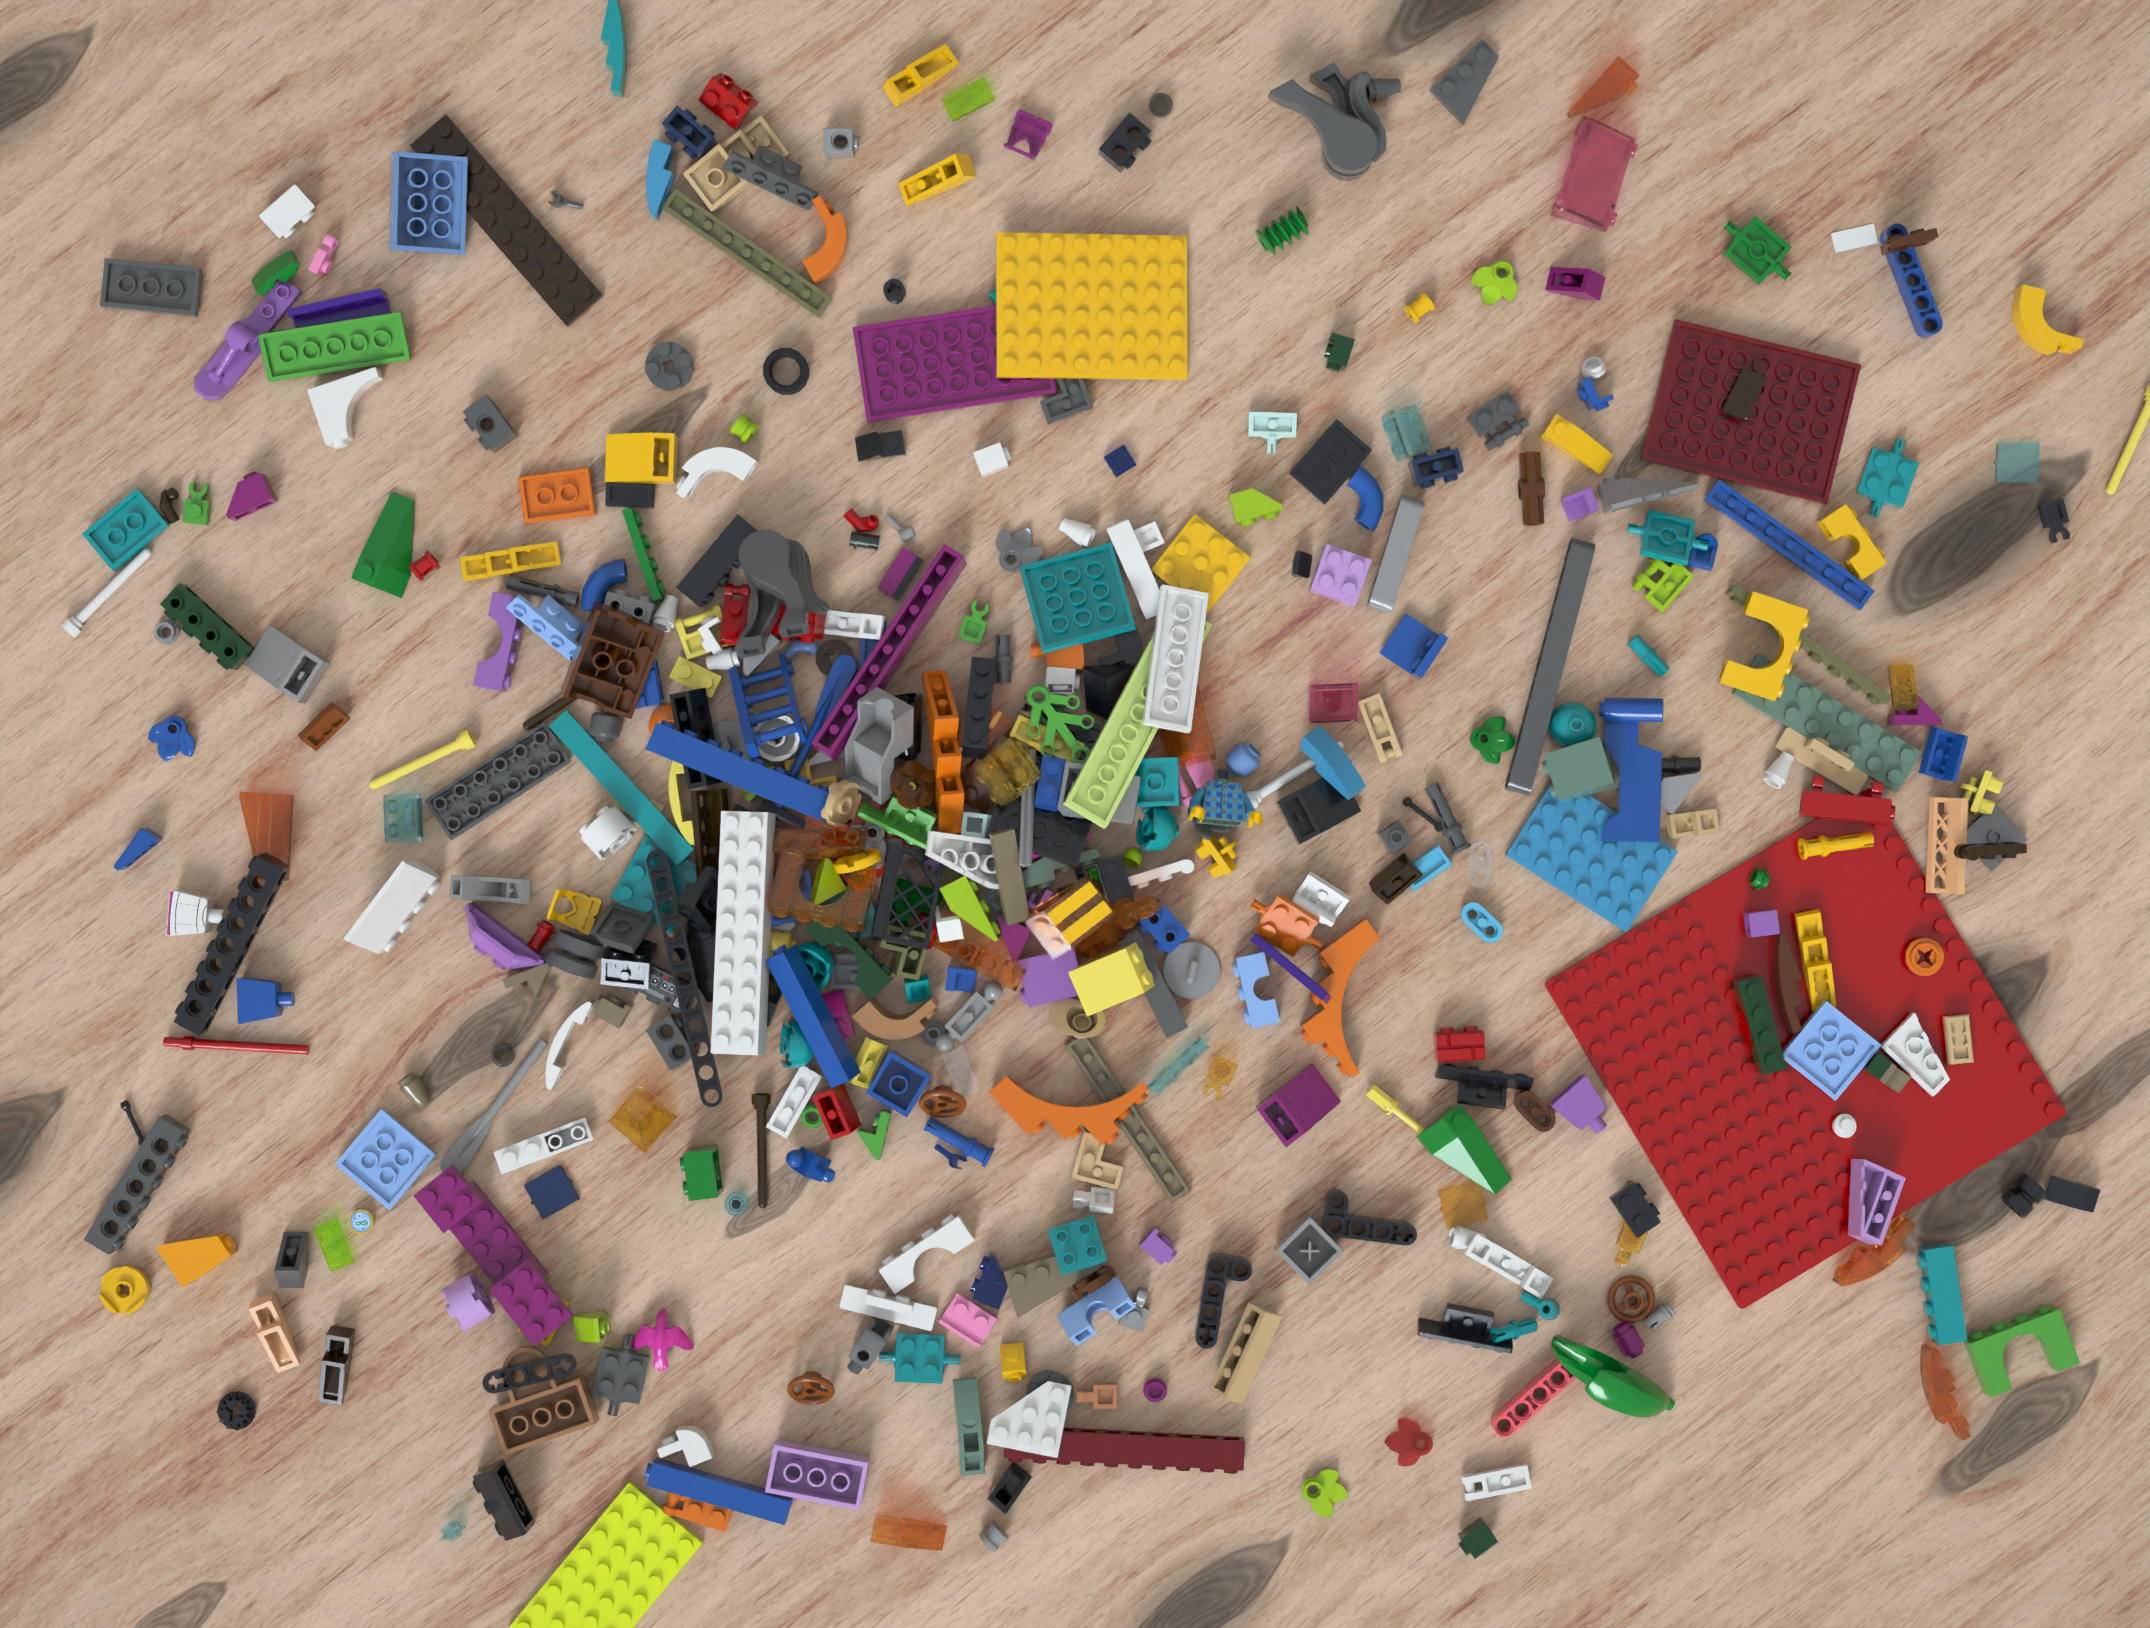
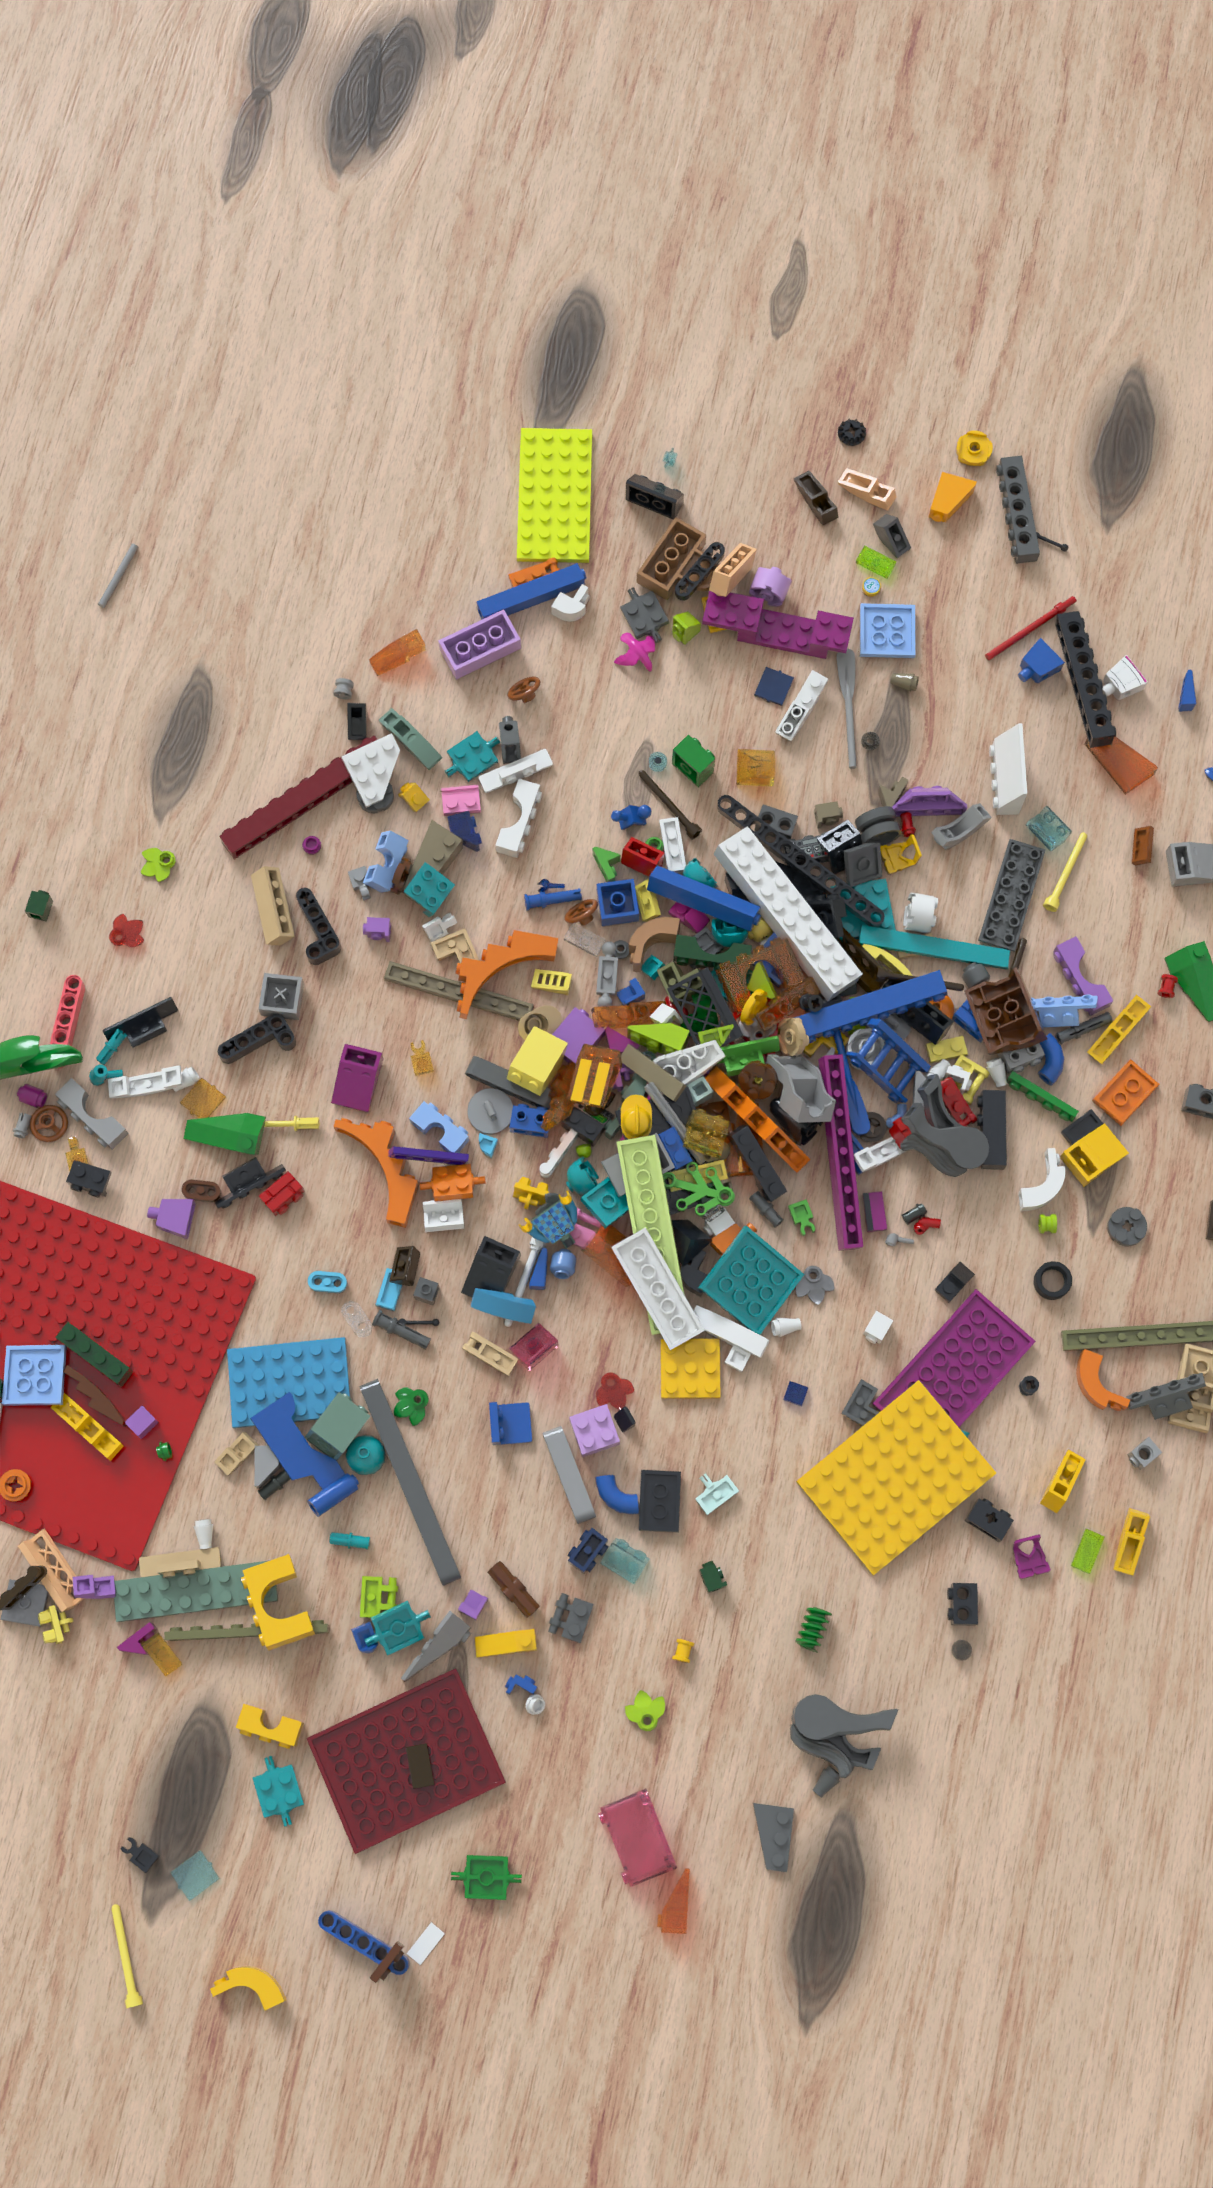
camera: 140 degrees right, 15 degrees down
(494, 1347) = (732, 570): none -> light nougat brick
(553, 1069) = (834, 755): white slope -> none
(700, 796) = (883, 975): none -> dark brown piece
(796, 822) = (810, 1002): none -> black bush
(918, 863) = (718, 1034): none -> lime slope
(1015, 1053) = (552, 974): none -> light yellow slope
(1036, 184) = (978, 1519): none -> black brick
(1061, 843) = (636, 1117): none -> yellow piece
(1103, 1395) = (342, 817): nougat plate -> none
(1175, 1069) = (451, 1045): clear light blue pin -> none
(1221, 938) = (487, 1144): none -> medium azure tile
(1251, 505) = (687, 1432): lime slope -> none
(1274, 766) = (538, 1278): none -> blue slope
(1290, 596) = (614, 1394): none -> clear red plate
(1496, 1481) = (52, 949): white plate -> none
(1575, 283) = (592, 1752): magenta slope -> none
(1588, 1304) = (108, 1130): none -> light grey arch
(1789, 545) = (310, 1690): blue plate -> none
(1824, 846) = (136, 1505): yellow pin -> none
(1846, 807) = (141, 1541): red brick -> none
(1920, 799) = (93, 1588): none -> medium lavender slope
(1943, 754) = (100, 1630): blue bracket -> none

